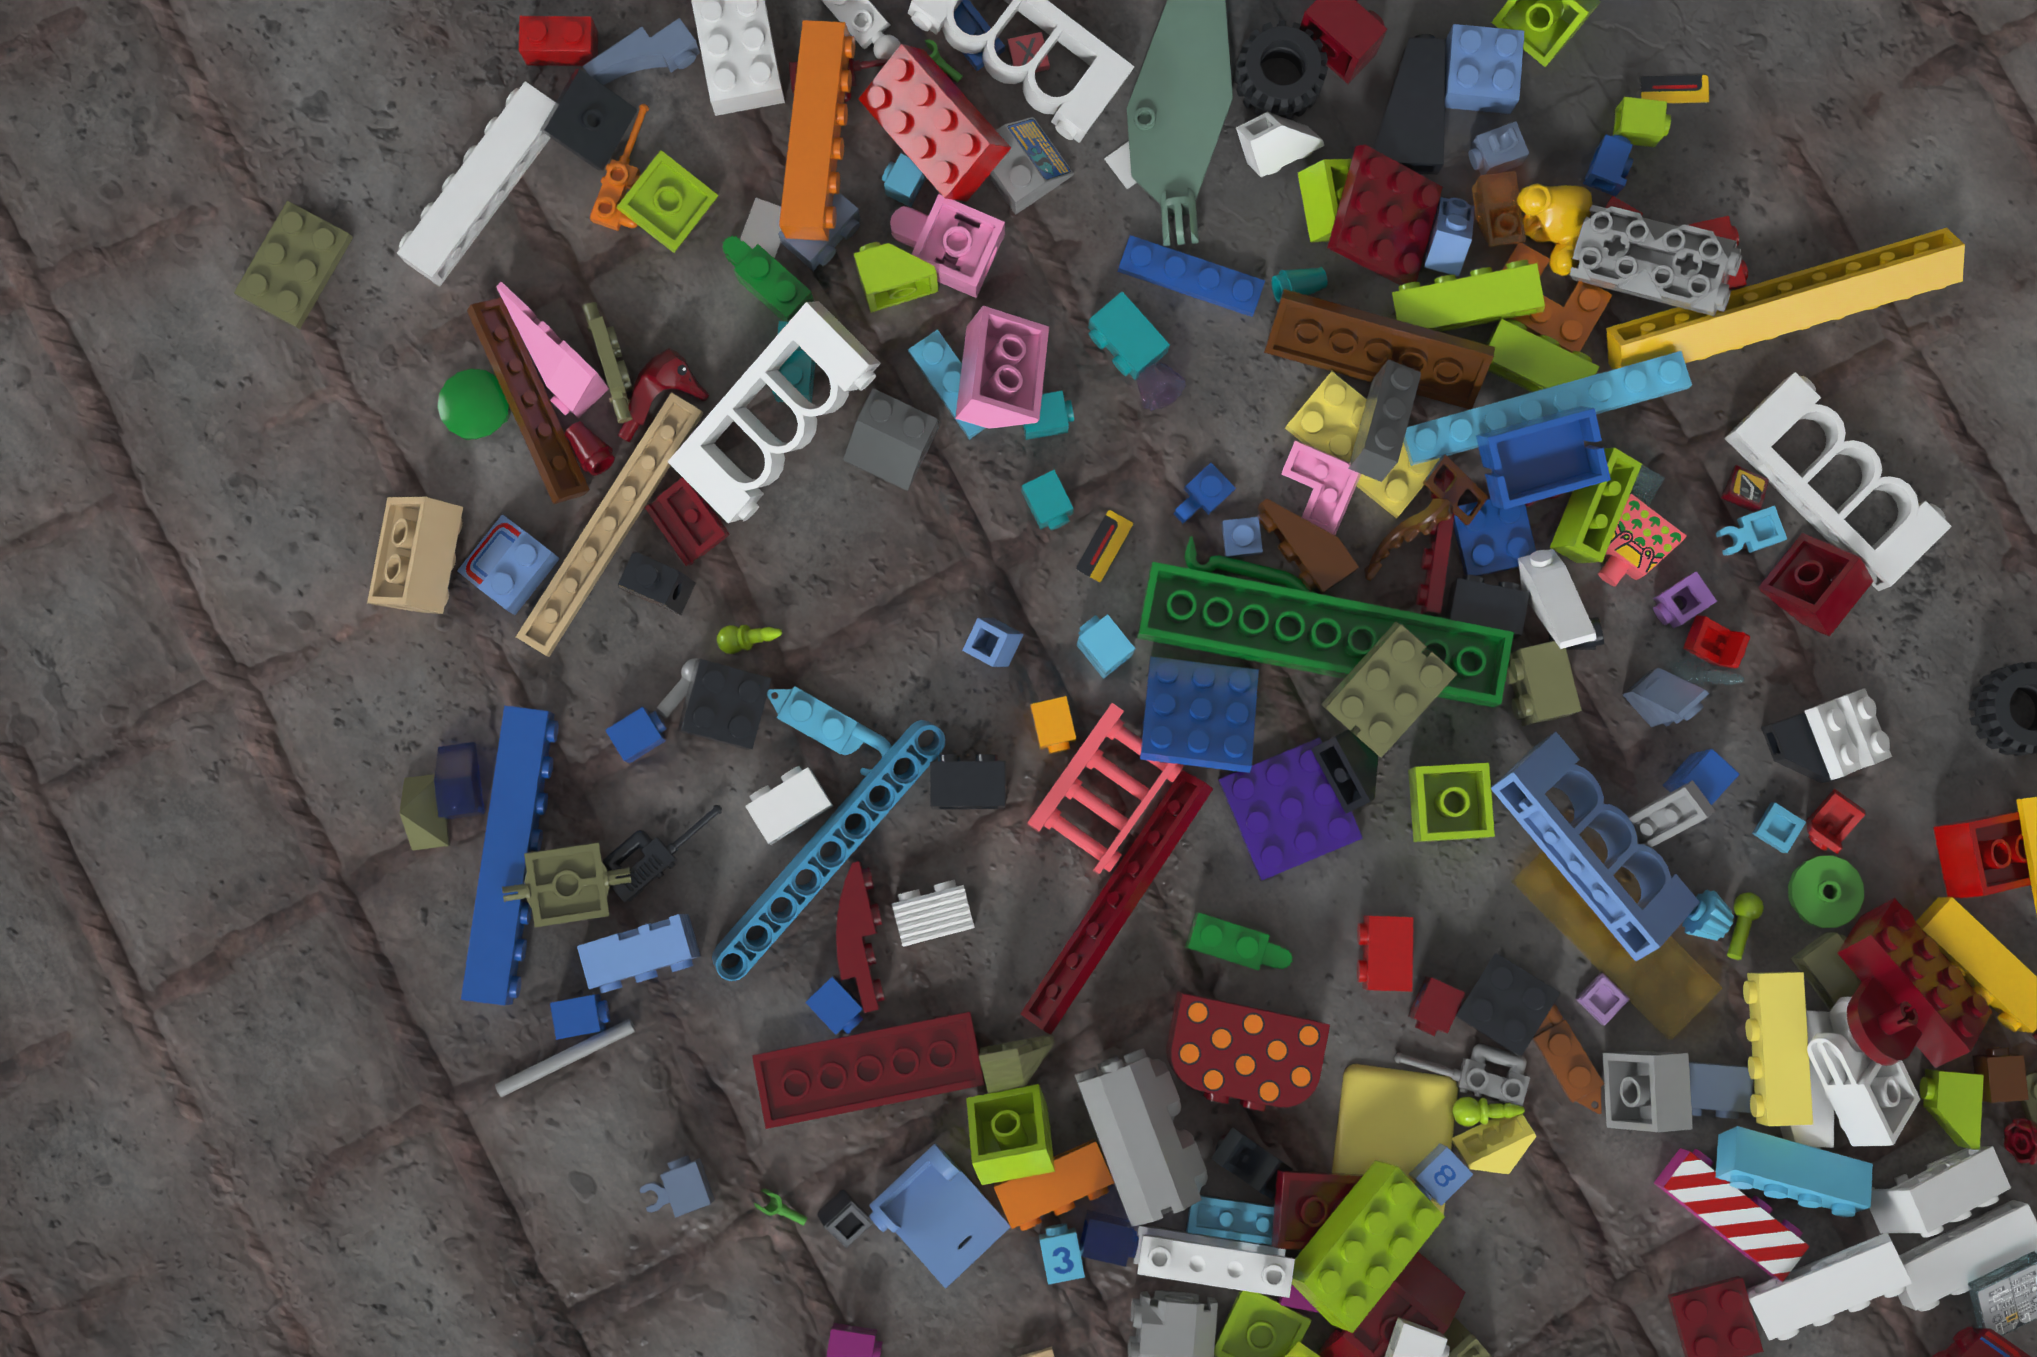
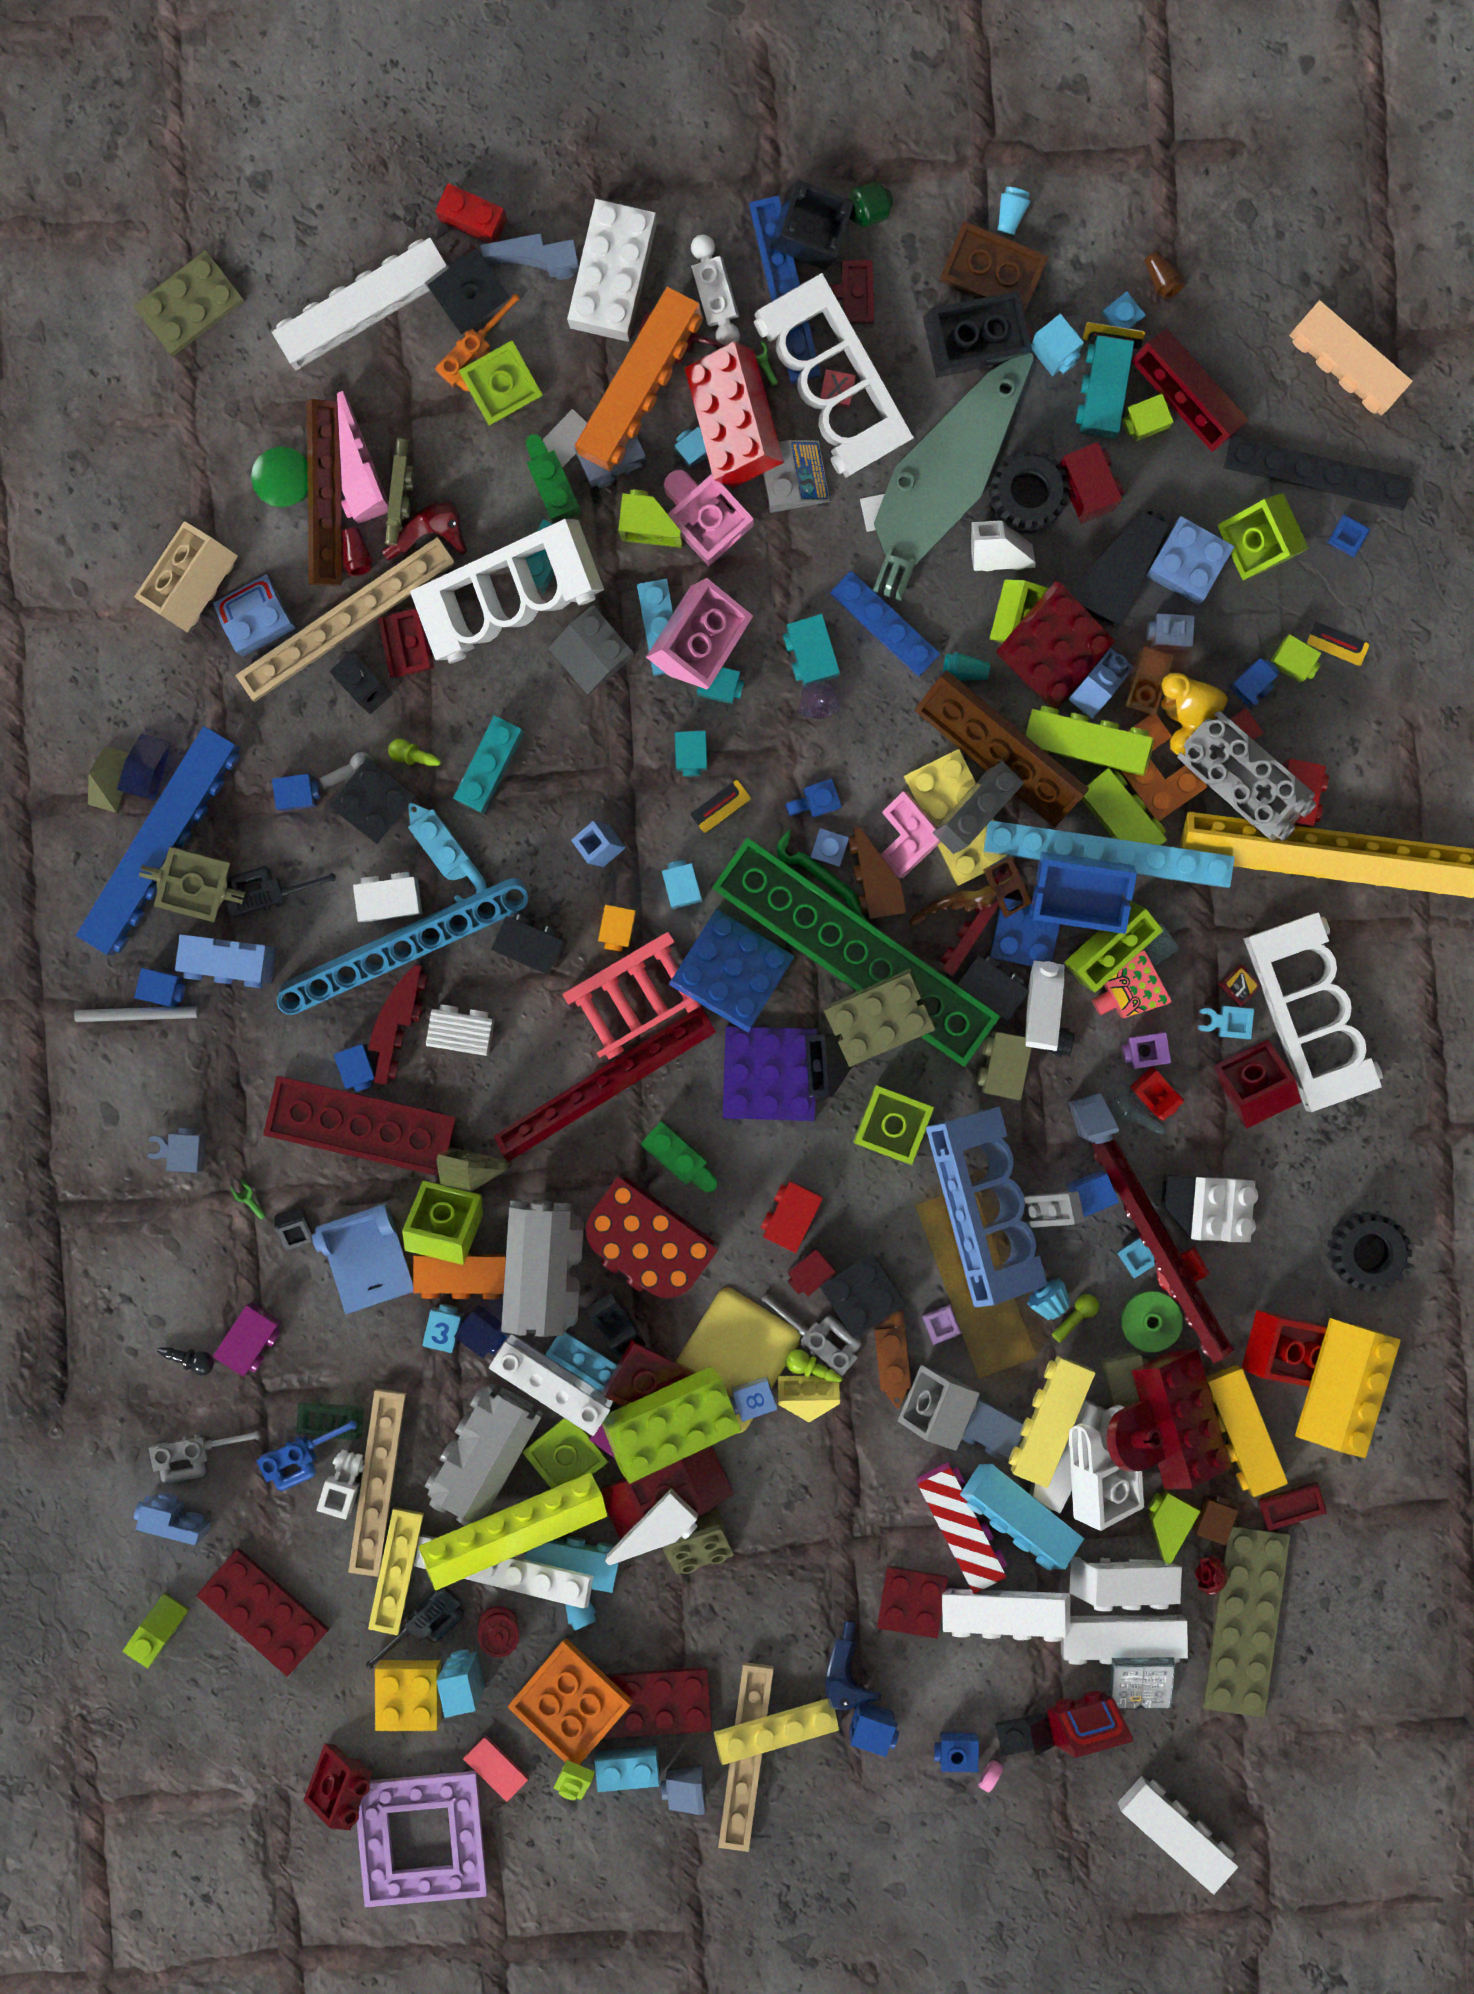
camera: 25 degrees right, 5 degrees up
(835, 610) = (489, 764): none -> teal brick
(1813, 813) = (1167, 1258): none -> dark red plate

